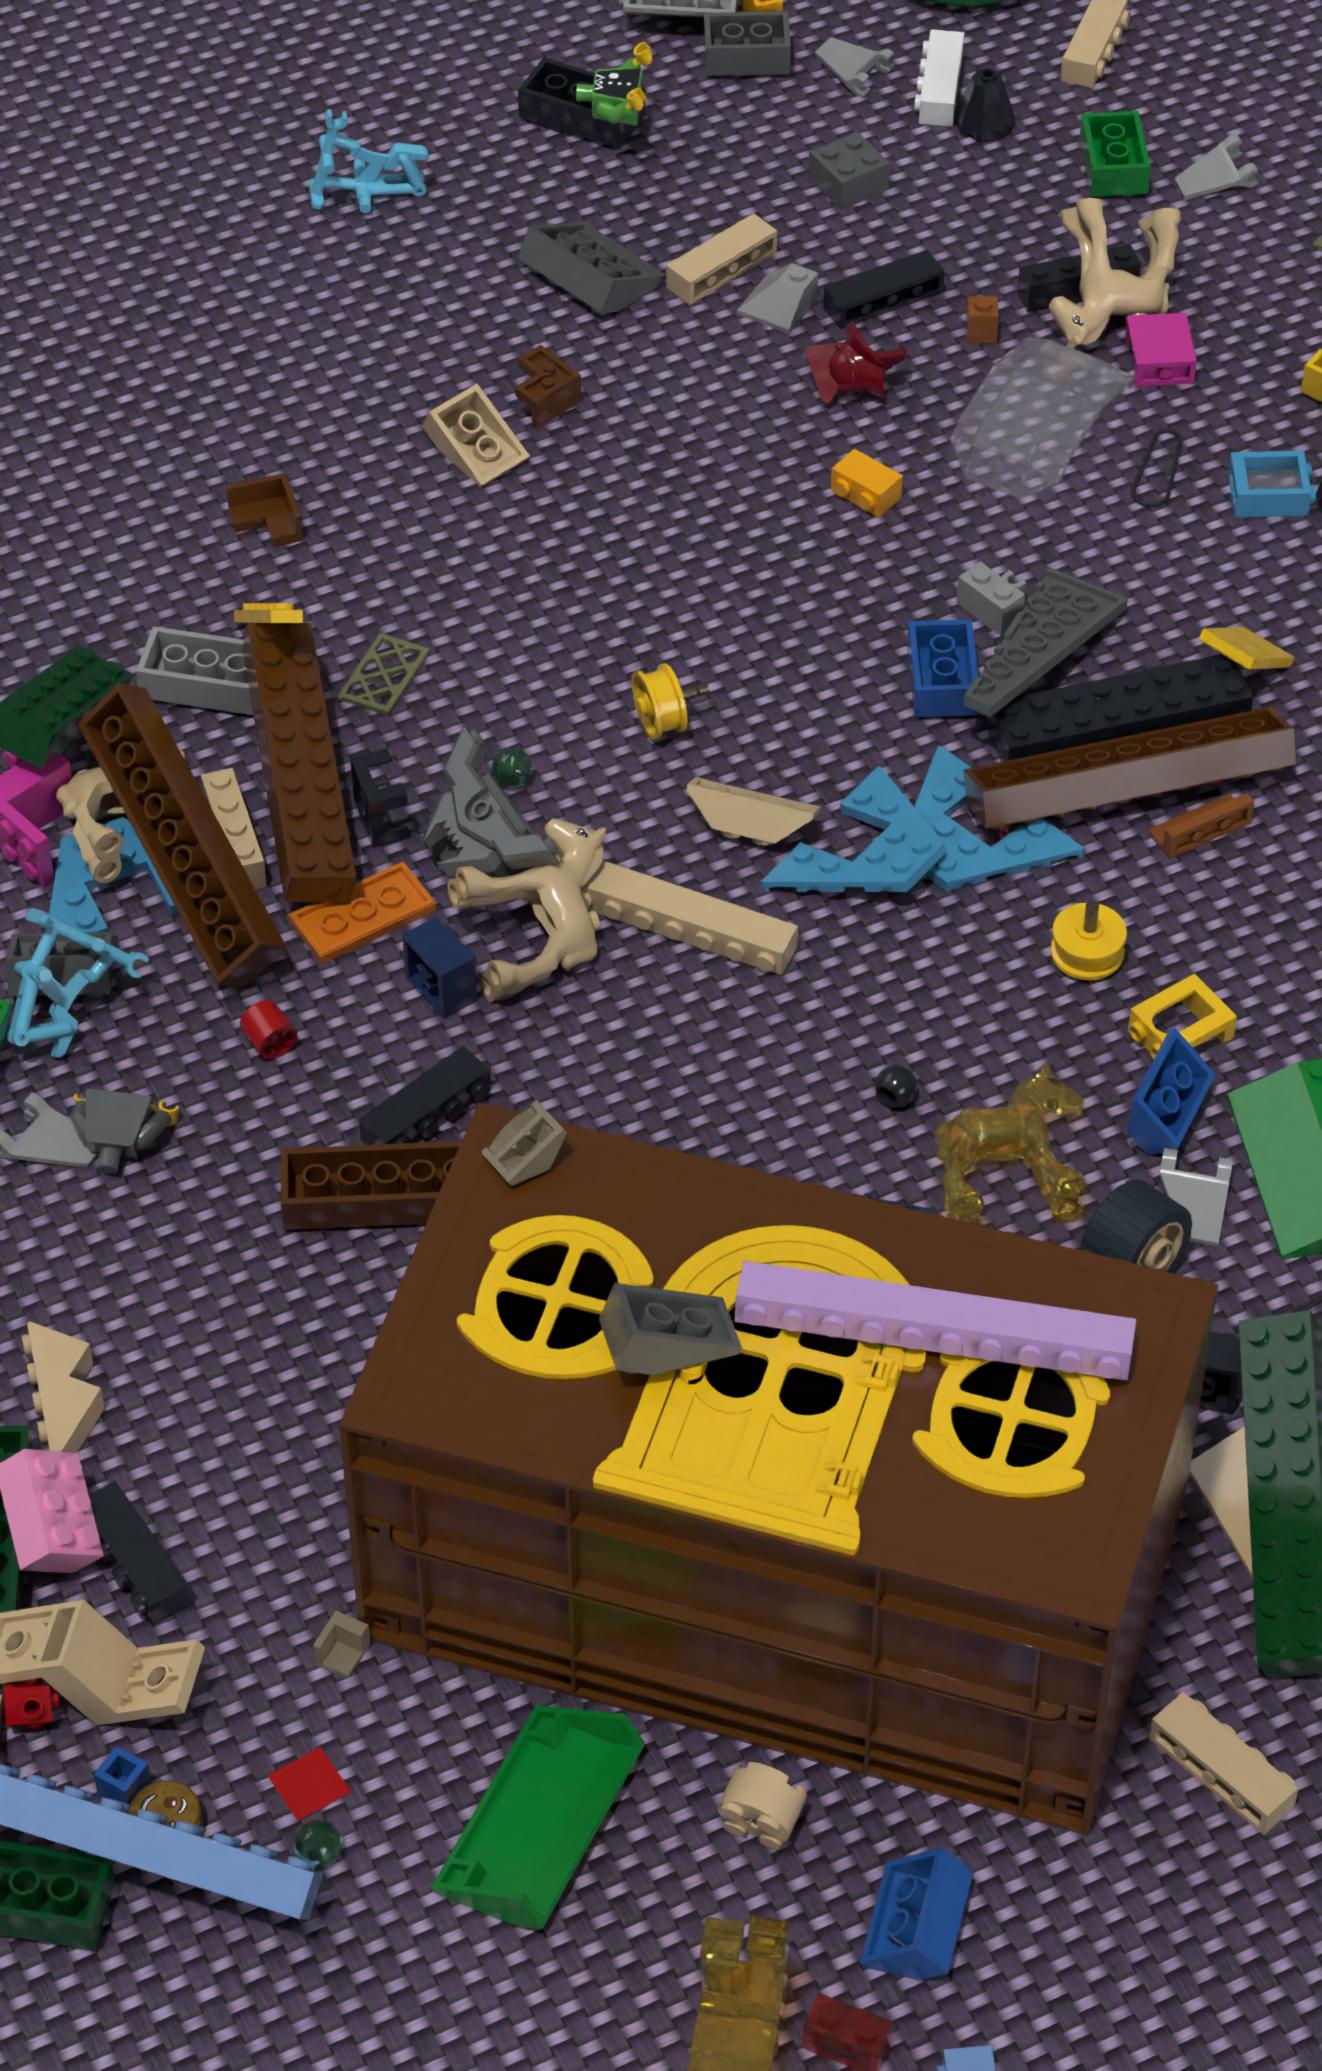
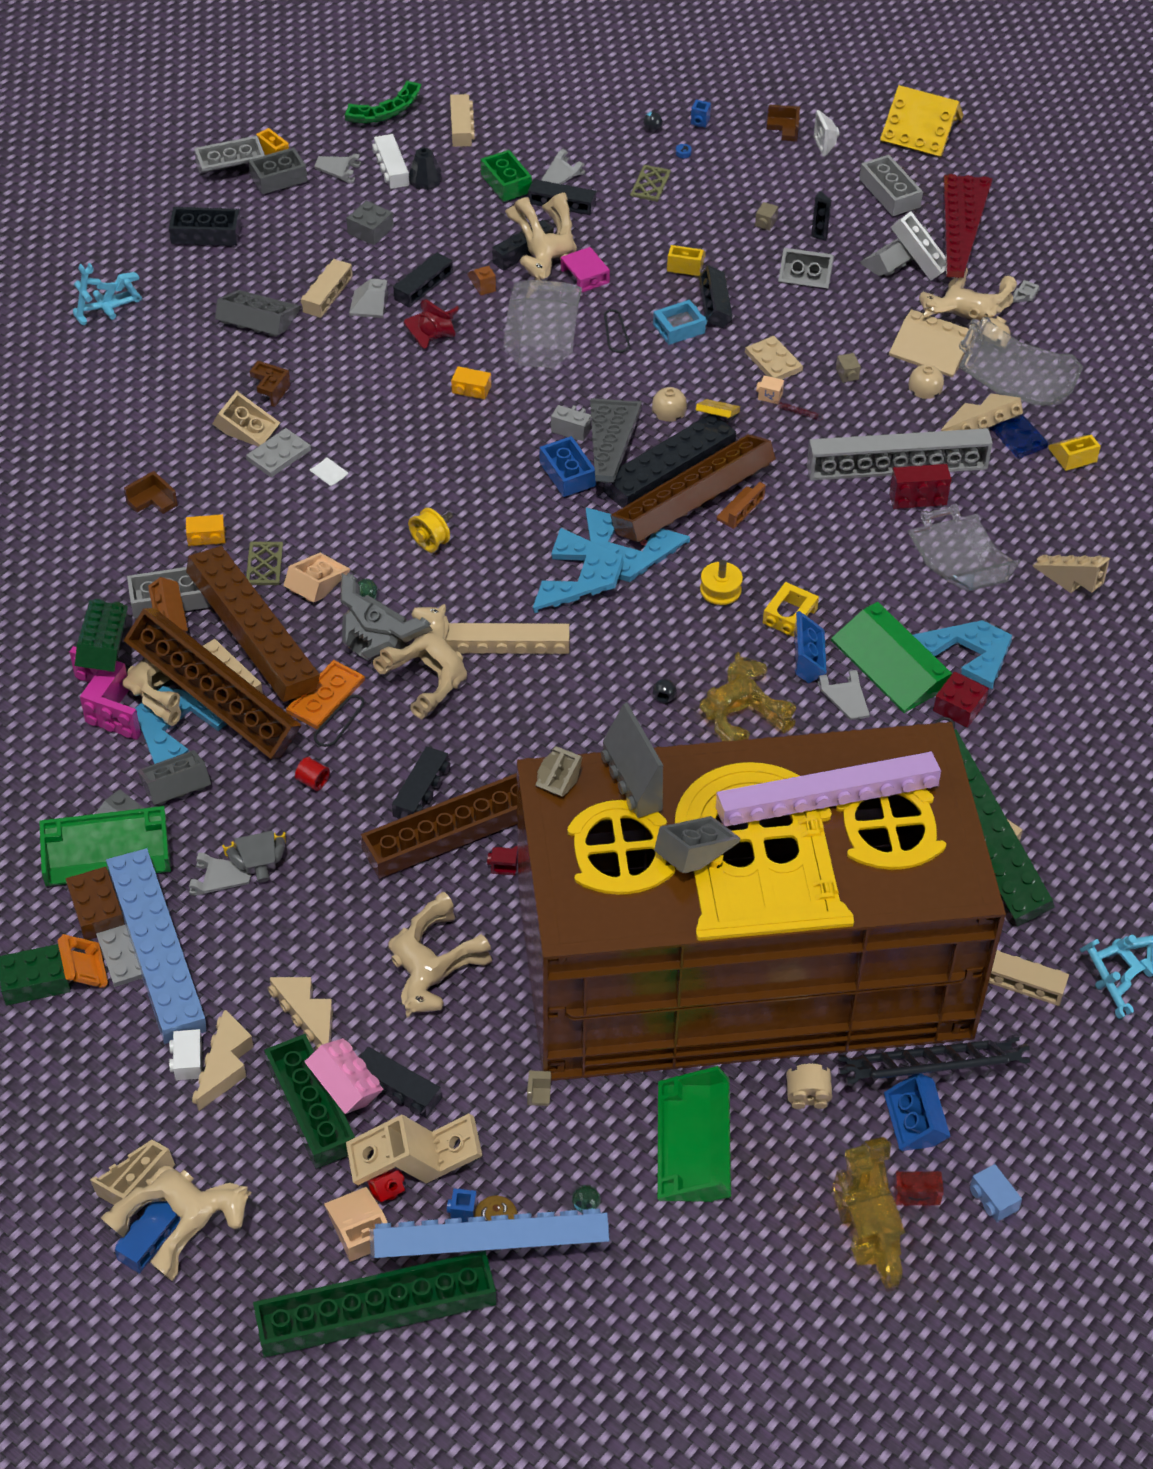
camera: 25 degrees left, 0 degrees up
(37, 977) = (175, 787): medium azure piece -> none
(188, 691) = (167, 599): none -> dark orange panel
(266, 1381) = (422, 963): none -> tan animal
(268, 613) = (196, 547): yellow wing -> none
(309, 1783) = (560, 1169): red sticker -> none
(319, 592) = (205, 530): none -> light orange brick
(350, 951) = (330, 717): none -> black piece
(374, 799) = (304, 632): black panel -> none
(435, 716) = (314, 576): none -> light nougat slope
(440, 967) = (390, 708): dark blue brick -> none
(501, 503) = (278, 452): none -> light grey plate
(564, 559) = (329, 471): none -> white sticker
(618, 91) = (228, 213): torso -> none
(634, 1175) = (634, 763): none -> dark grey slope
(749, 812) = (510, 573): tan wedge -> none
(1111, 1870) = (864, 1069): none -> black bar
(1139, 1227) = (836, 714): black wheel -> none
(1174, 617) = (669, 404): none -> tan cylinder
(1201, 219) = (578, 199): none -> black brick

